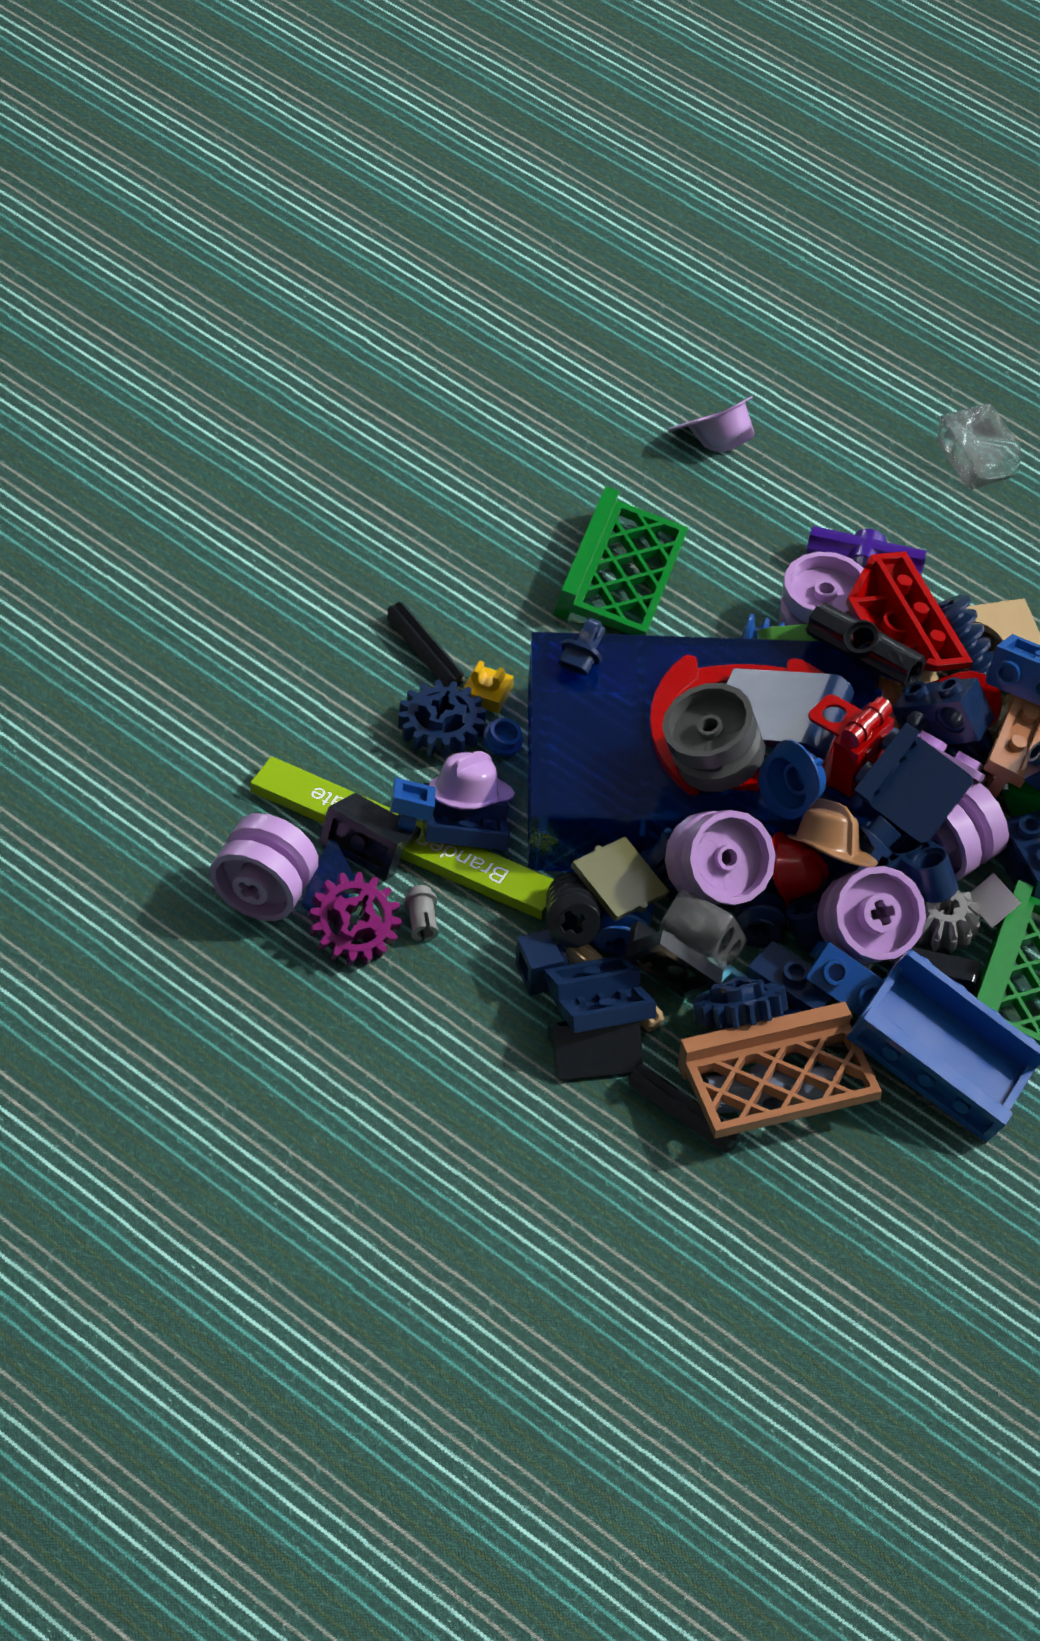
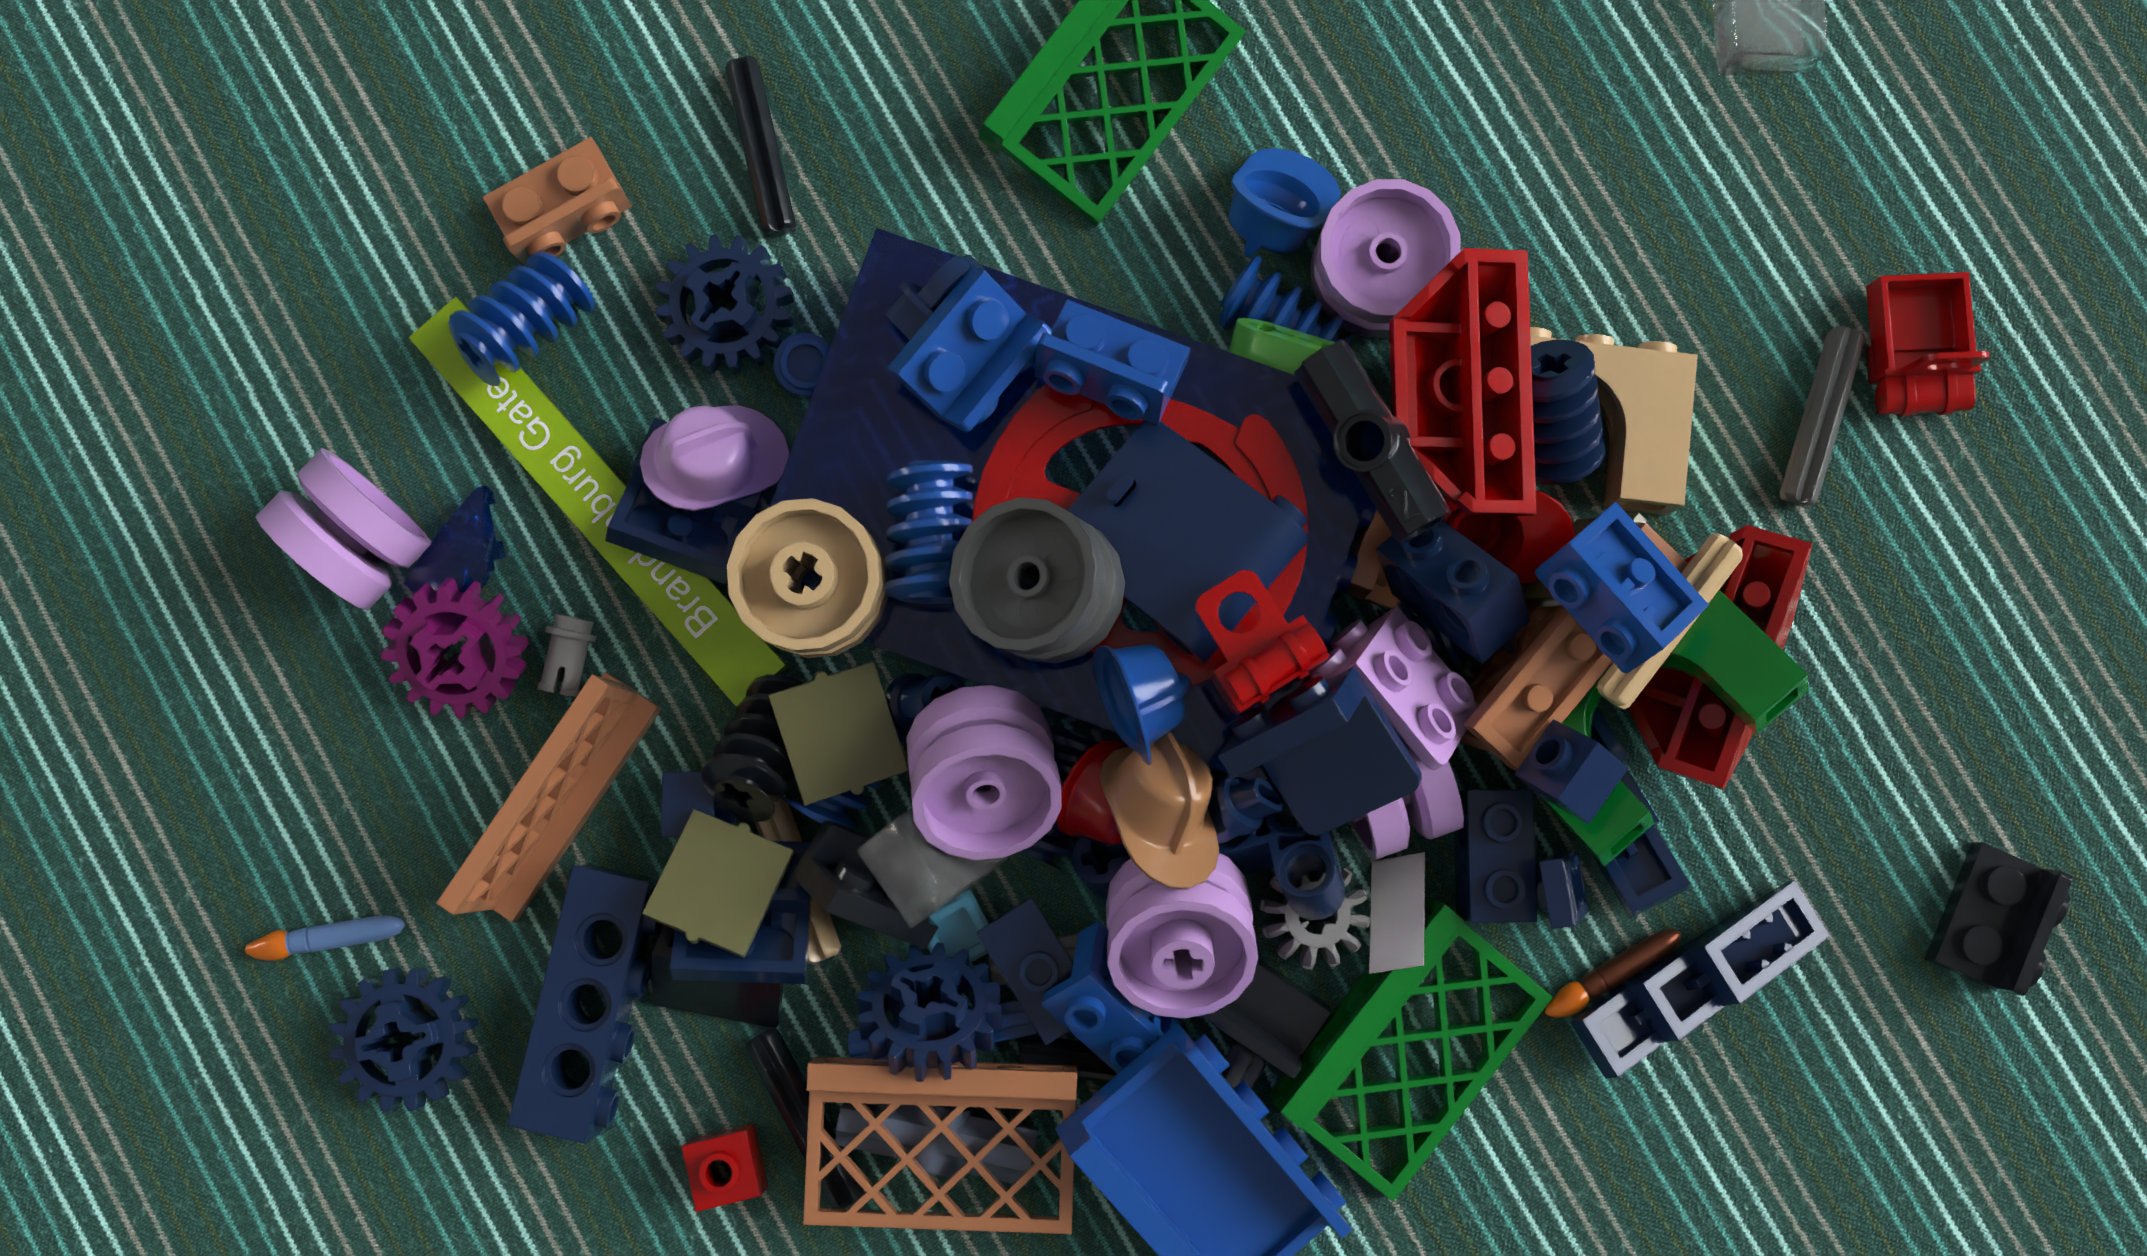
camera: 25 degrees right, 35 degrees up
(304, 1108) = (281, 943): none -> medium blue piece
(313, 700) = (558, 202): none -> nougat bracket
(322, 745) = (516, 312): none -> blue piece
(367, 834) = (542, 486): black panel -> none
(410, 1127) = (398, 1011): none -> dark blue gear
(411, 802) = (596, 478): blue tile -> none
(452, 976) = (552, 800): none -> nougat fence
(490, 685) = (822, 256): yellow tile -> none
(520, 1078) = (545, 1095): none -> dark blue brick
(579, 780) = (777, 553): none -> tan wheel
(581, 971) = (718, 883): none -> olive piece
(618, 661) = (969, 351): none -> blue bracket
(637, 745) = (926, 529): none -> blue piece
(647, 1141) = (743, 1154): none -> red plate
(701, 649) = (1110, 362): none -> blue bracket
(749, 596) = (1280, 200): none -> blue piece
(860, 546) = (1495, 171): dark purple piece -> none

